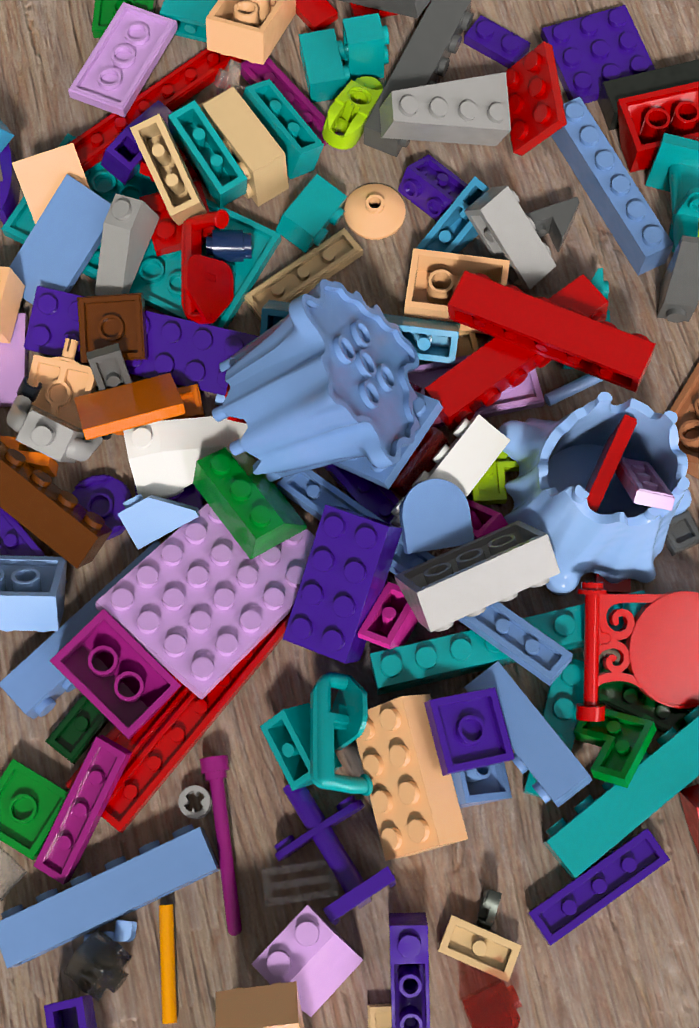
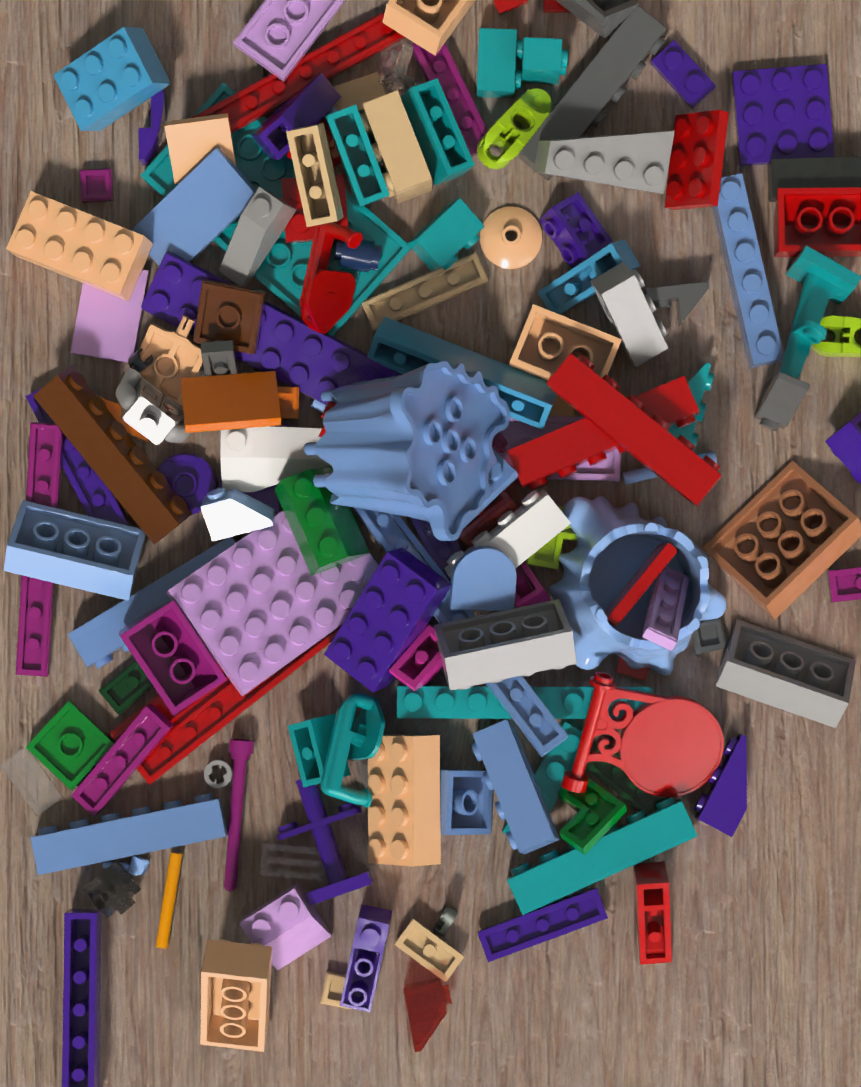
camera: 15 degrees right, 15 degrees up
(469, 731) = (463, 777): dark purple plate -> none

